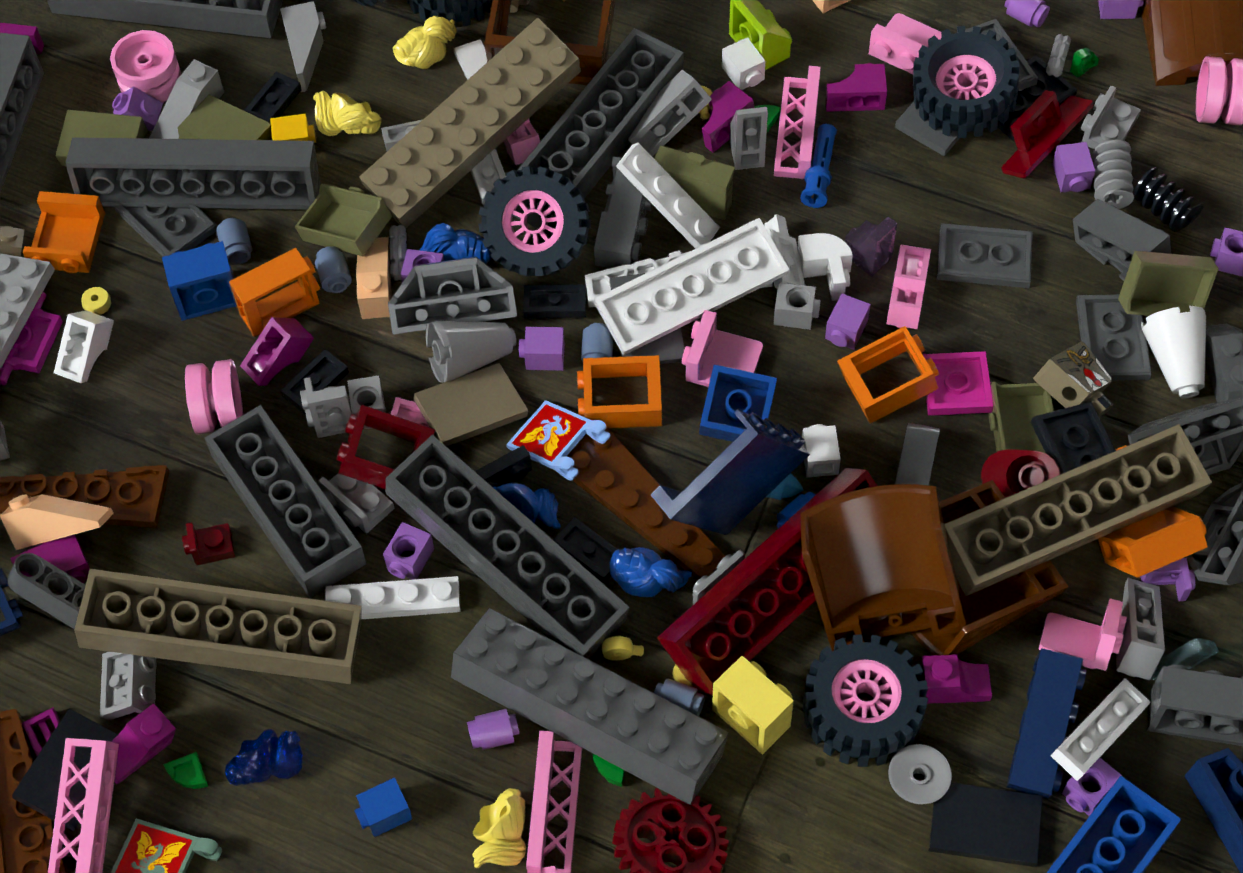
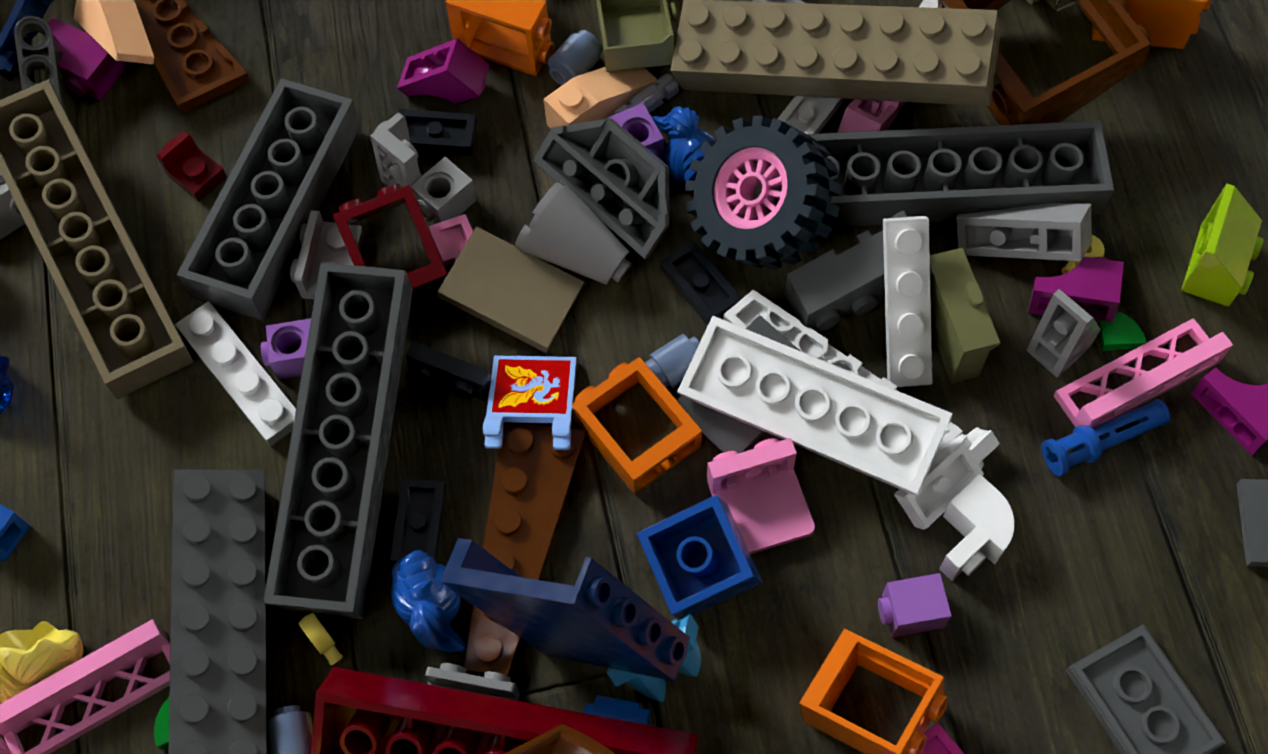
camera: 55 degrees right, 5 degrees up
(214, 396) = (339, 53): bright pink wheel -> none
(493, 729) = (139, 570): medium lavender brick -> none
(533, 505) = (423, 424): blue hair -> none
(543, 348) = (632, 311): medium lavender brick -> none
(743, 64) = (1168, 264): white brick -> none
(790, 295) = (895, 516): light grey brick -> none
(823, 450) = (719, 687): white brick -> none
(872, 244) = (1038, 563): clear purple arch -> none
(908, 287) = (1020, 643): bright pink slope -> none

